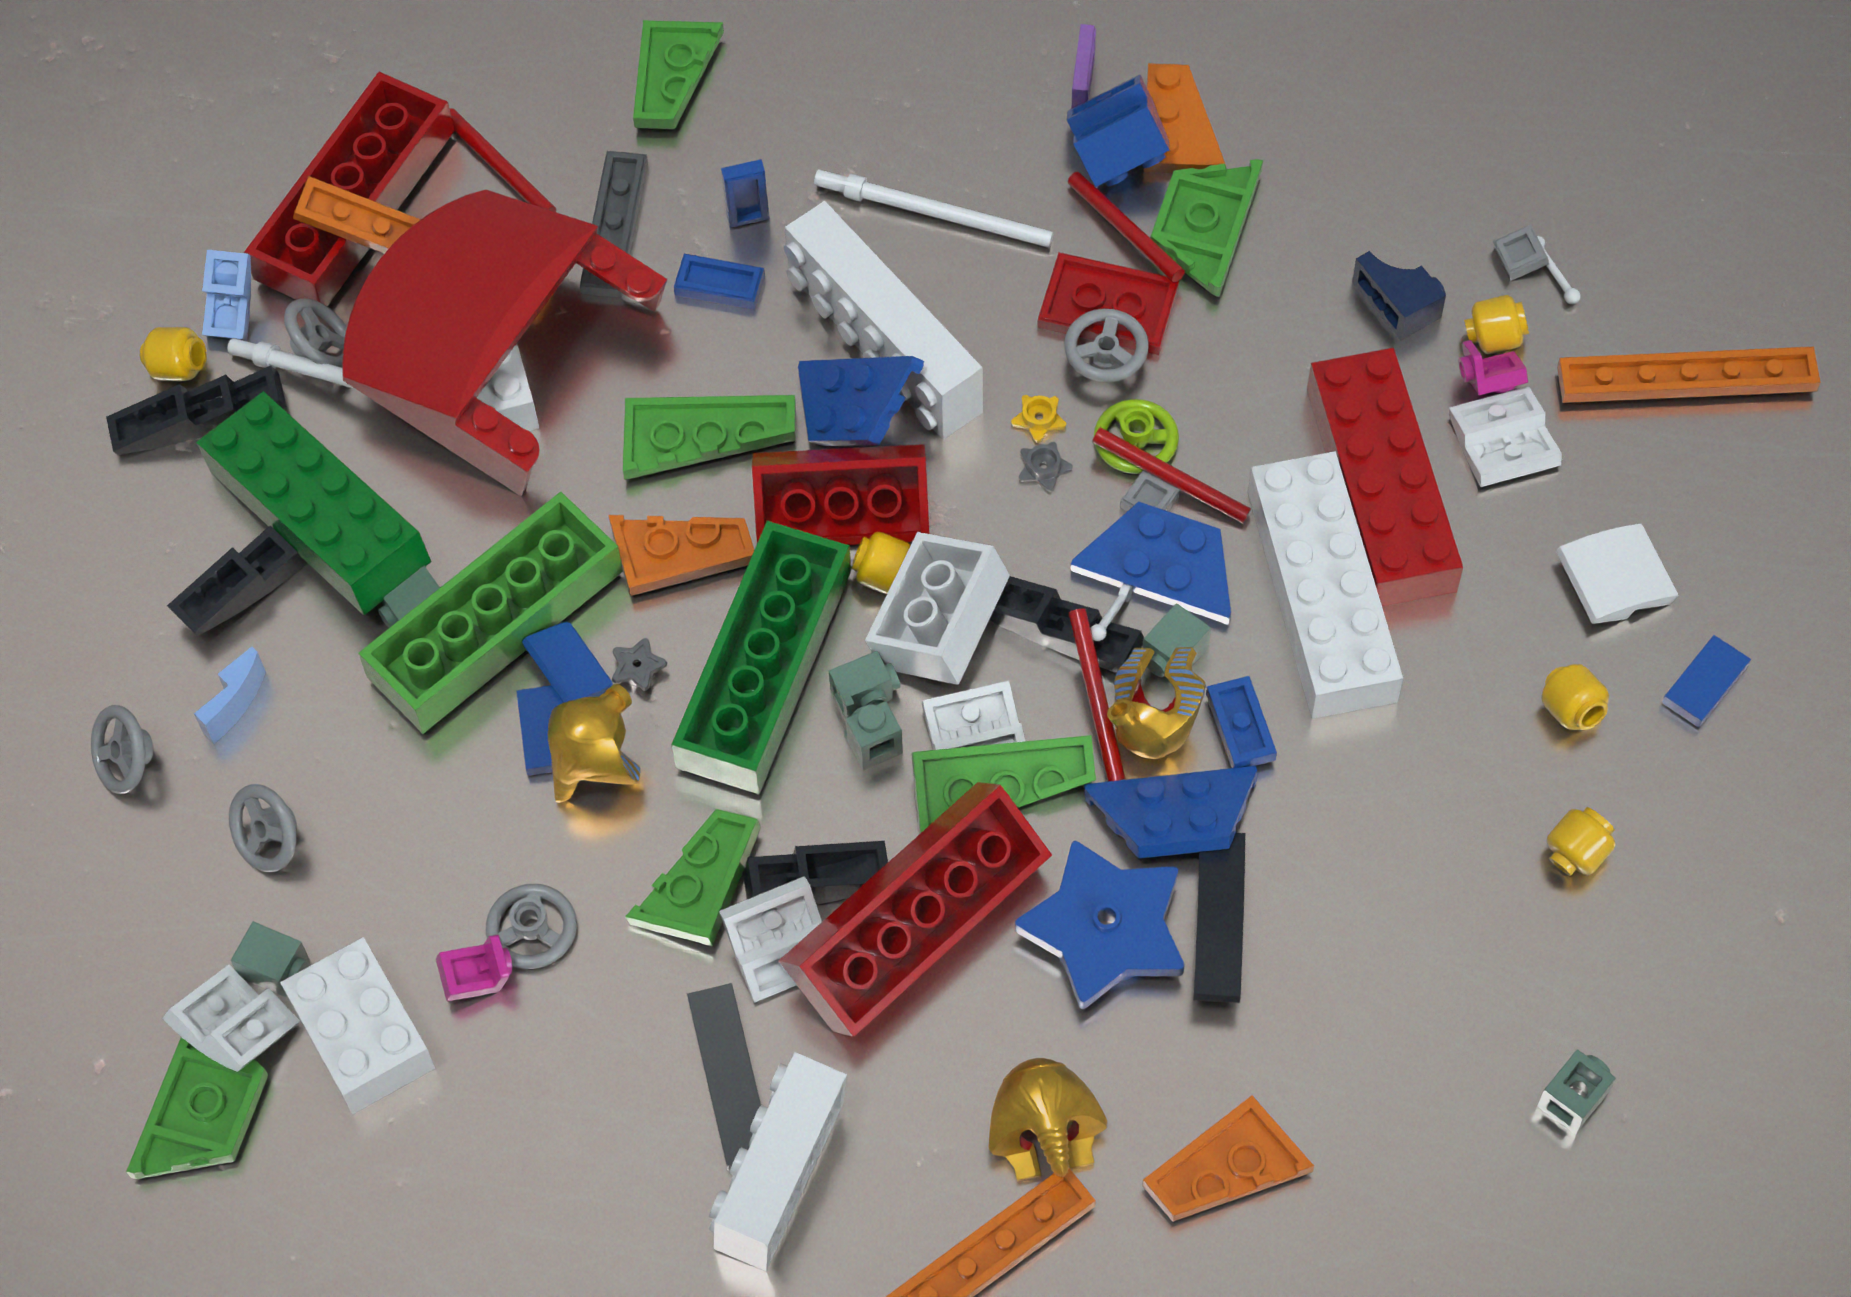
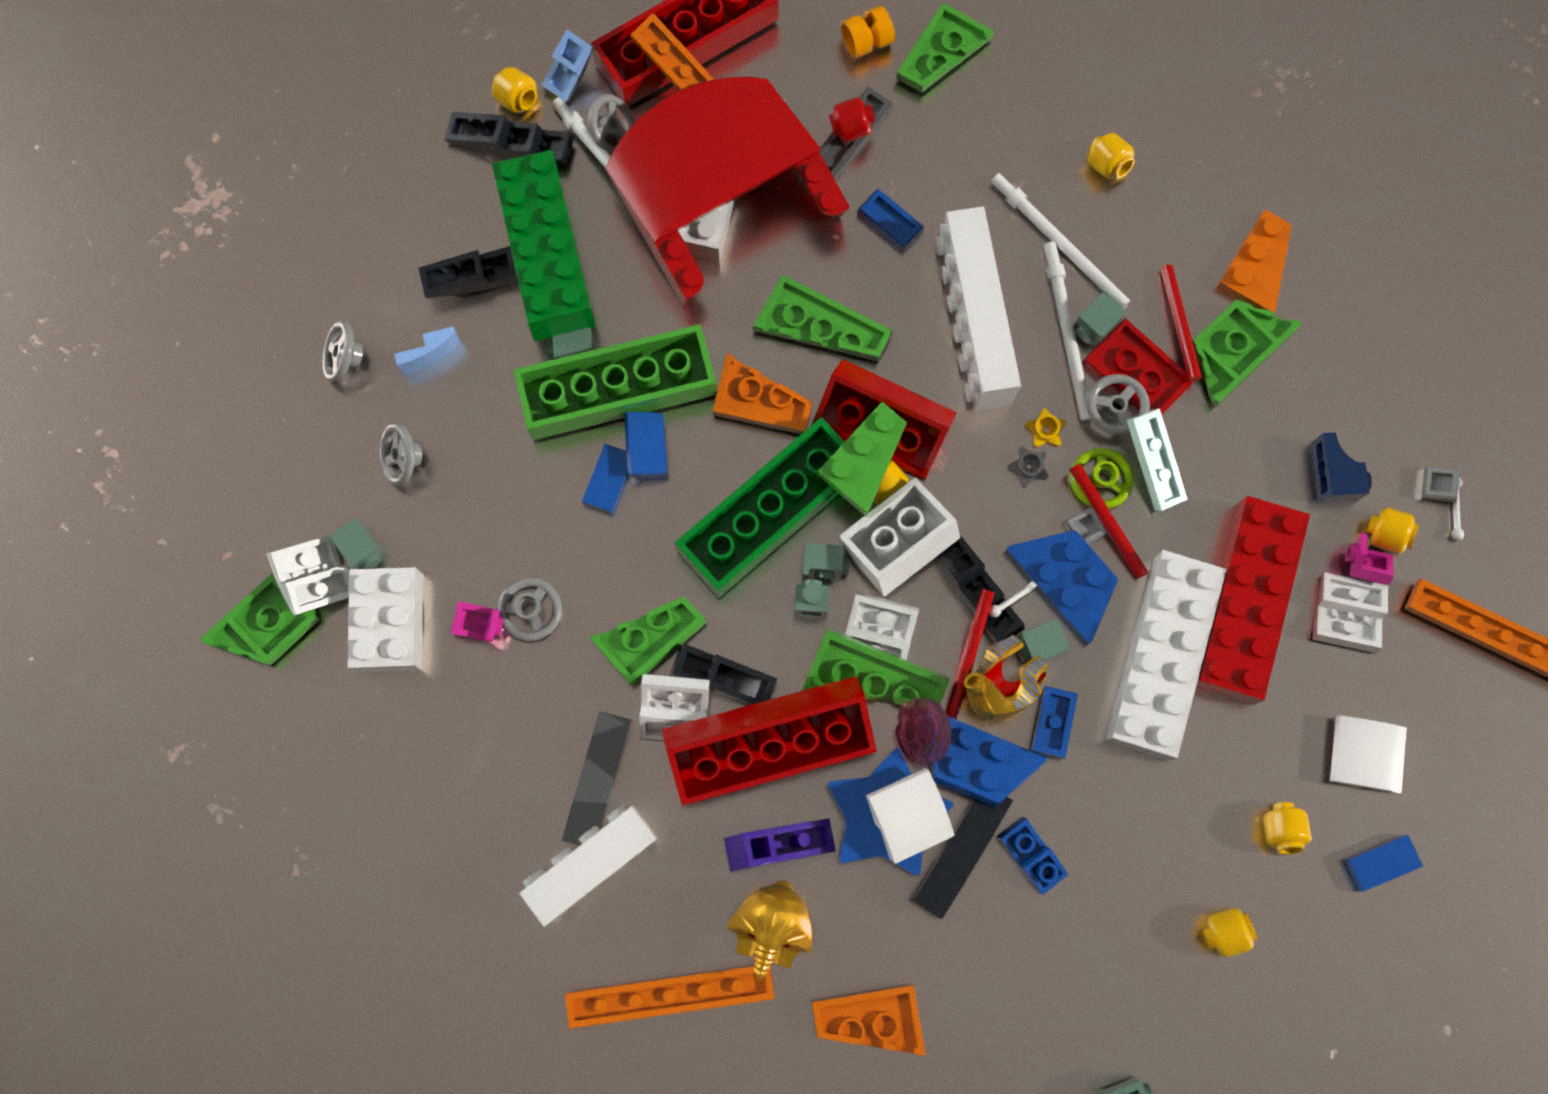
camera: 25 degrees right, 15 degrees up
(498, 162) = (794, 60): red bar -> none
(572, 91) = (867, 31): none -> light orange wheel
(587, 742) = (624, 512): pearl gold piece -> none
(611, 190) = (852, 120): none -> red head
(641, 675) = (698, 470): flat silver plate -> none
(745, 193) = (938, 168): blue tile -> none
(845, 538) = (864, 458): none -> bright green wing
(853, 398) = (927, 356): blue wing -> none
(938, 90) = (1111, 156): none -> yellow head
(951, 247) = (1056, 275): none -> white bar
(994, 1027) = (779, 844): none -> dark purple slope
(1029, 267) = (1099, 319): none -> sand green brick
(1084, 65) = (1218, 191): medium lavender tile -> none
(1093, 803) = (923, 731): none -> clear pink tile
(1118, 132) = (1214, 252): blue piece -> none
(1133, 899) = (910, 815): none -> white slope
(1186, 379) = (1157, 459): none -> light aqua plate
(1305, 885) = (1032, 855): none -> blue slope

